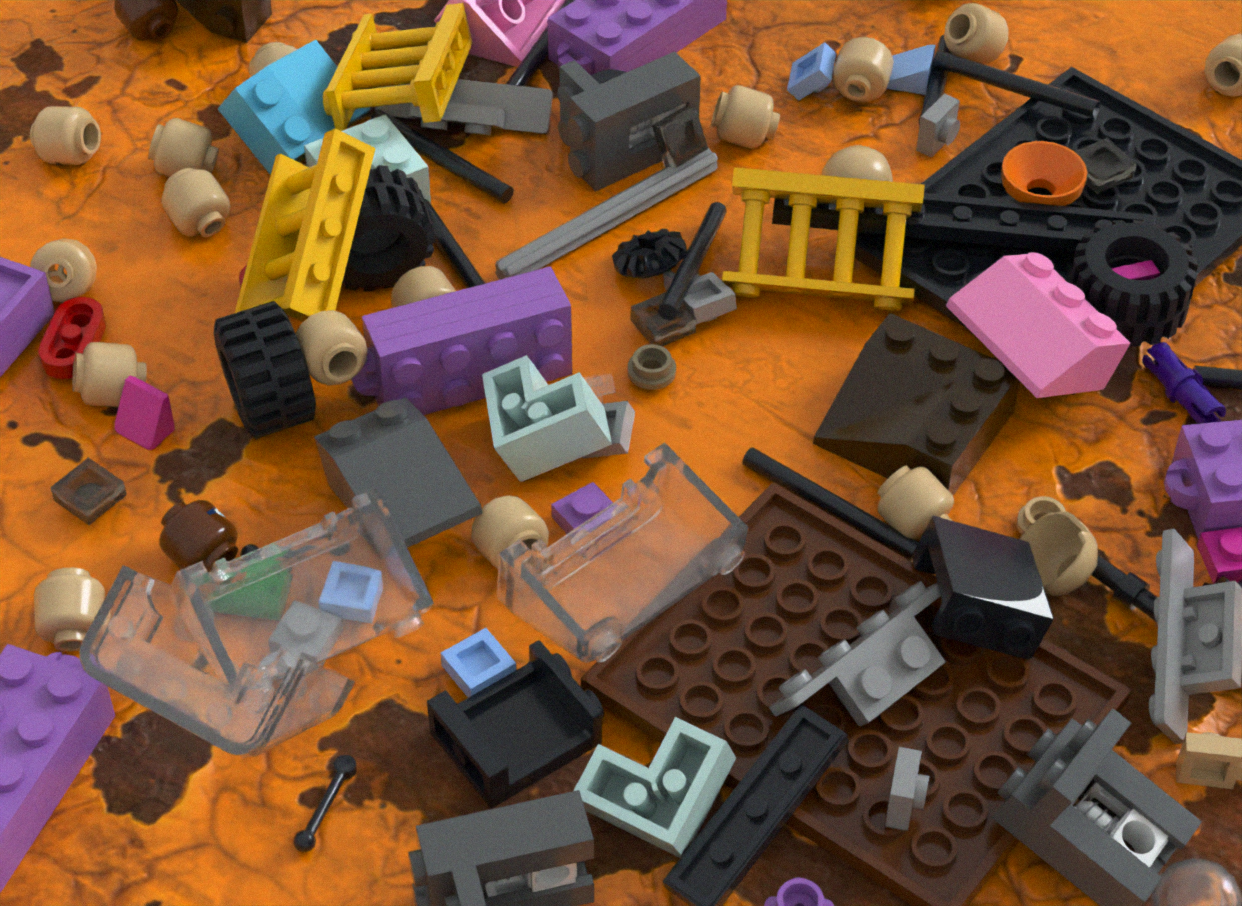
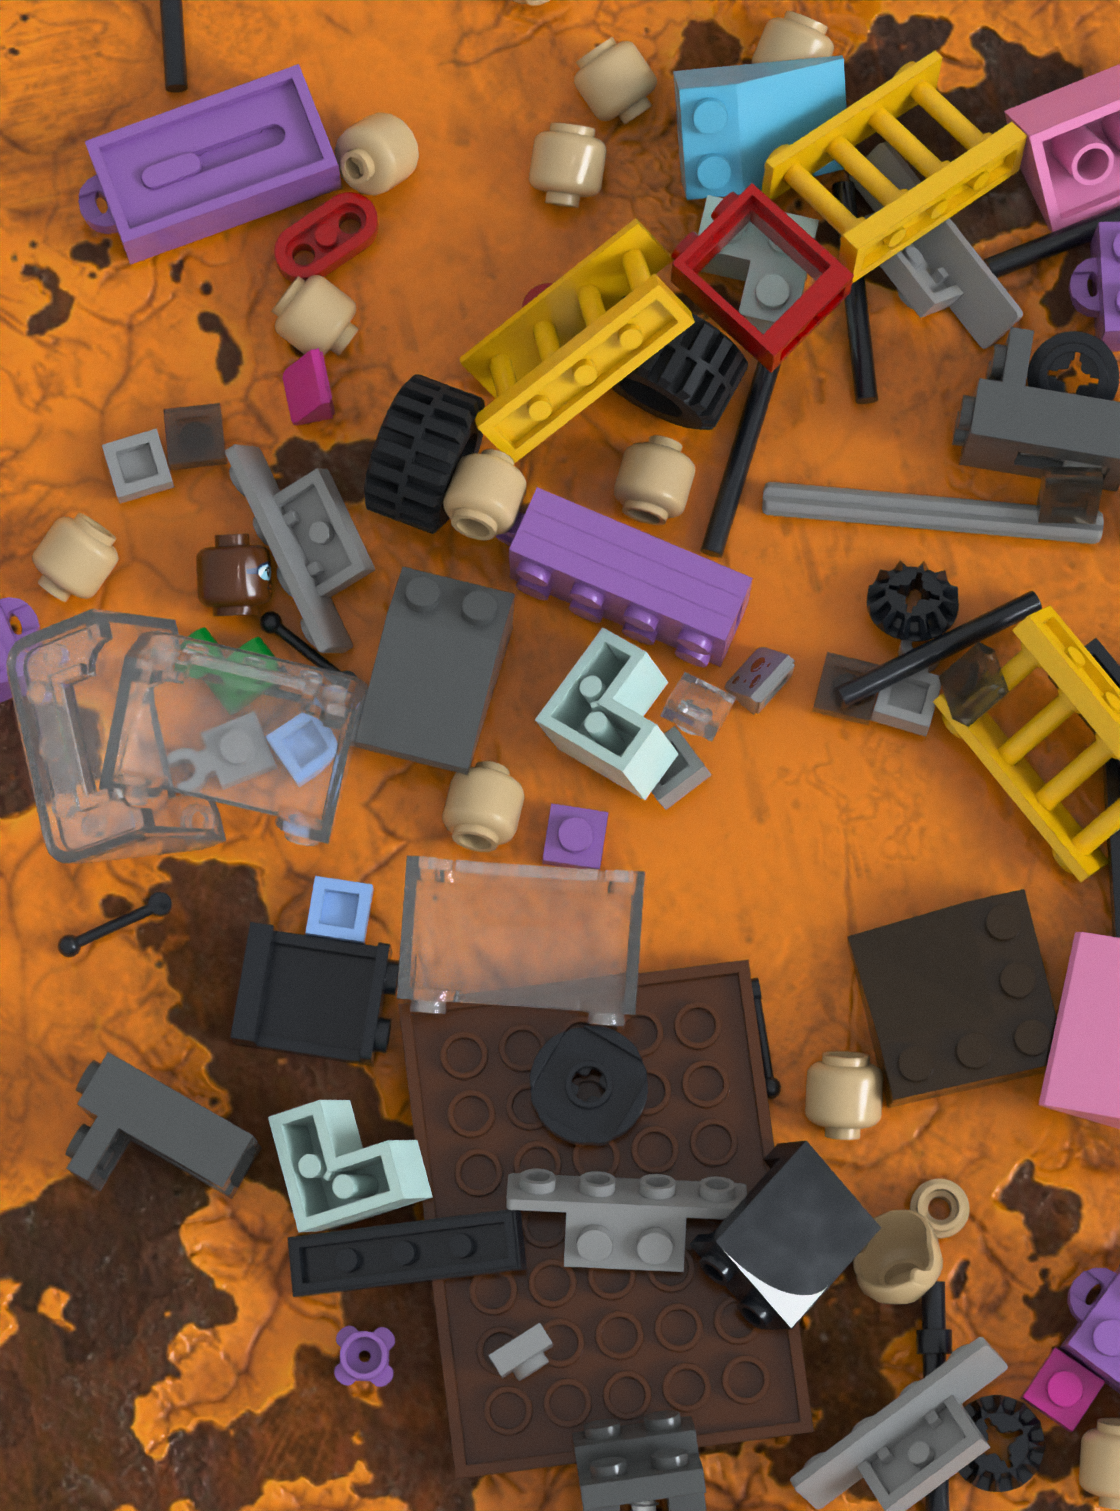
camera: 45 degrees right, 30 degrees up
(63, 533) = (138, 466): none -> light grey plate
(232, 480) = (309, 538): none -> light grey bracket
(394, 114) = (730, 216): none -> red window
(605, 349) = (760, 678): none -> light grey slope
(651, 367) = (784, 715): dark tan plate -> none
(736, 248) = (973, 684): none -> clear smoke plate
(755, 637) = (580, 1052): none -> black plate
(830, 503) = (786, 1015): black bar -> none

